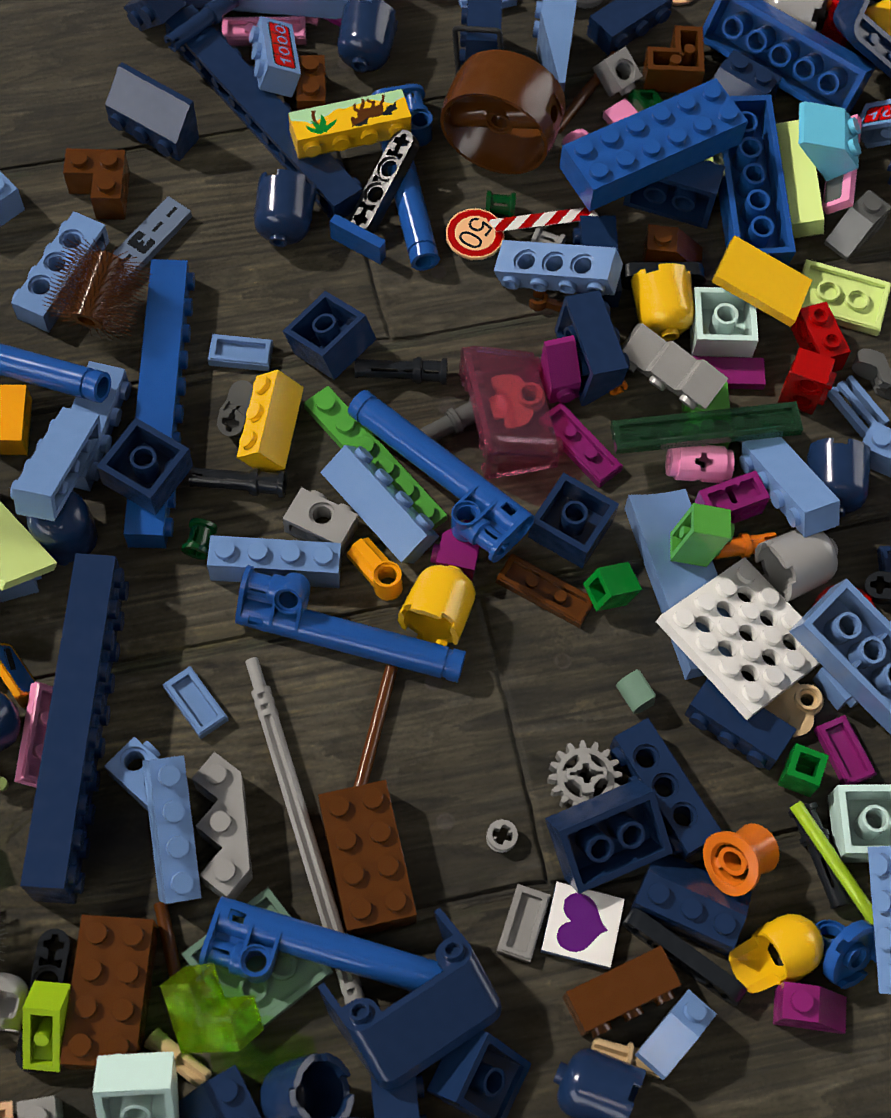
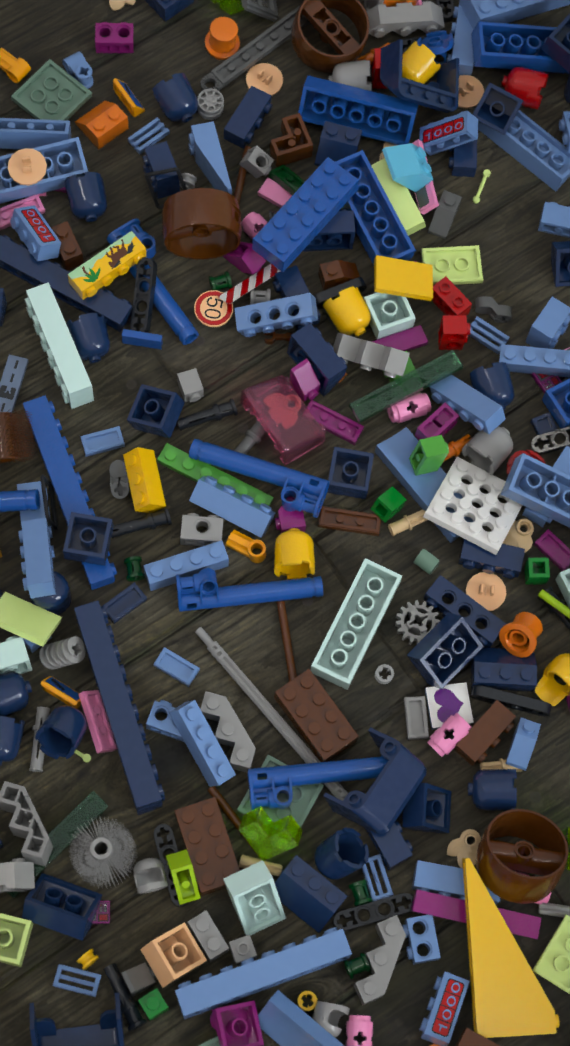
camera: 25 degrees left, 5 degrees up
(34, 615) = (62, 653): none -> light grey piece
(124, 362) = (54, 524): none -> black piece
(163, 582) = (124, 603): none -> dark blue tile
(235, 204) = (59, 346): none -> light aqua brick
(396, 321) = (190, 385): none -> light grey brick
(487, 742) = (356, 624): none -> light aqua brick
(542, 971) = (445, 746): none -> bright pink piece
(548, 186) = (245, 259): none -> magenta slope
(629, 625) = (407, 522): none -> tan axle
(713, 771) = (487, 590): none -> light nougat piece

